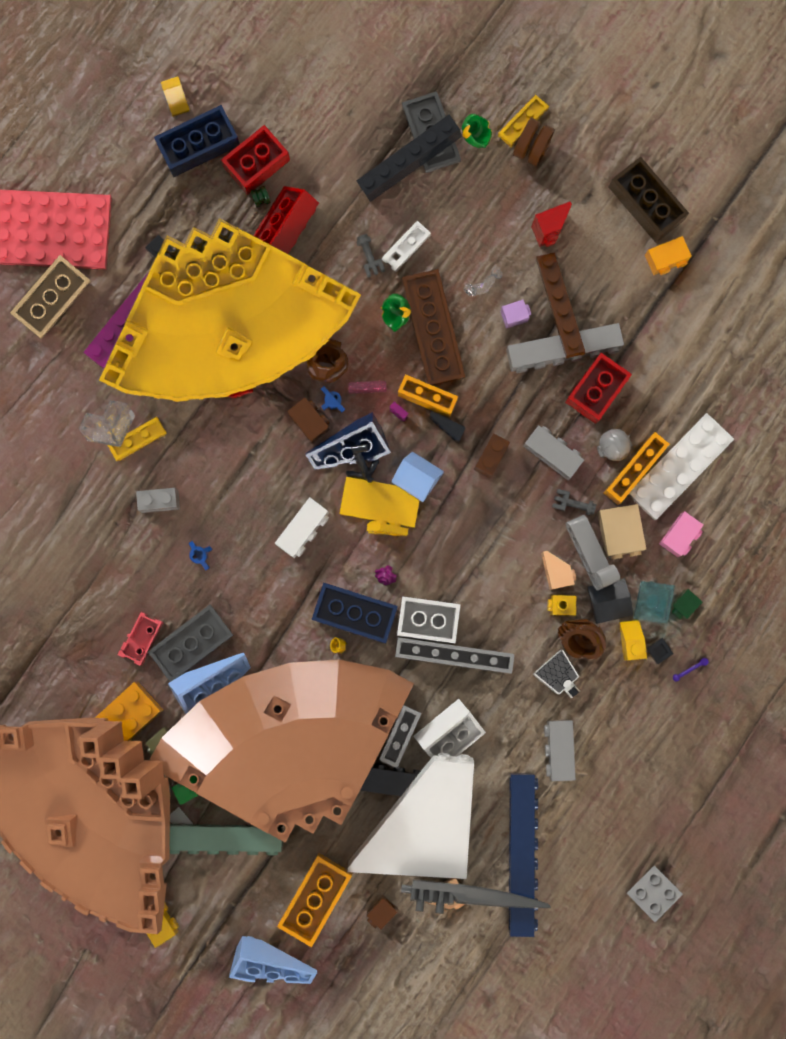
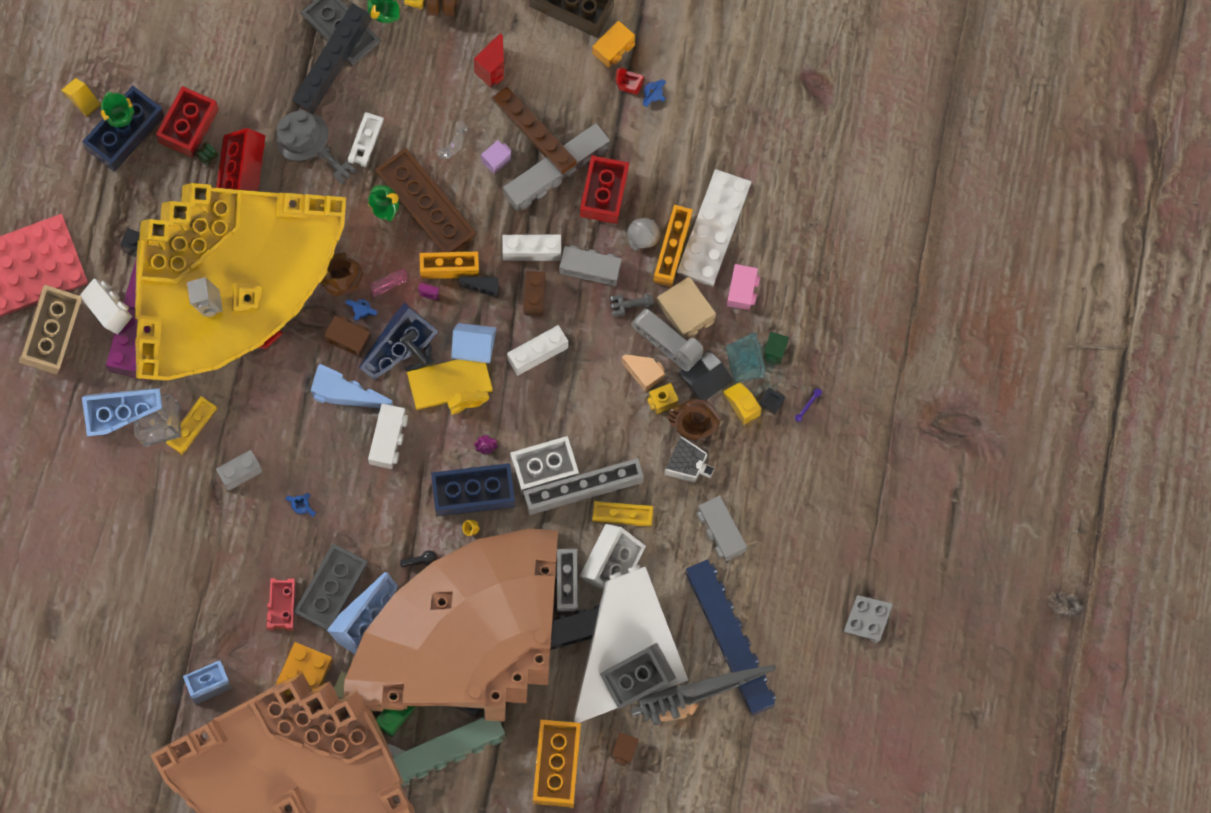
camera: 25 degrees left, 10 degrees down
(44, 678) = (207, 682): none -> light blue slope
(73, 396) = (116, 409): none -> light blue wedge
(107, 298) = (106, 305): none -> white brick
(193, 331) = (204, 297): none -> light grey brick
(194, 121) = (117, 109): none -> green hair
(274, 463) = (334, 389): none -> light blue wedge
(289, 654) = (427, 558): none -> black bar
(350, 217) = (301, 136): none -> dark grey piece
(423, 858) = (638, 675): none -> dark grey slope
(471, 510) = (537, 350): none -> white brick
(478, 694) = (622, 513): none -> yellow tile
(508, 412) = (531, 247): none -> white brick
(666, 296) = (629, 81): none -> red plate
(686, 319) = (656, 94): none -> blue piece

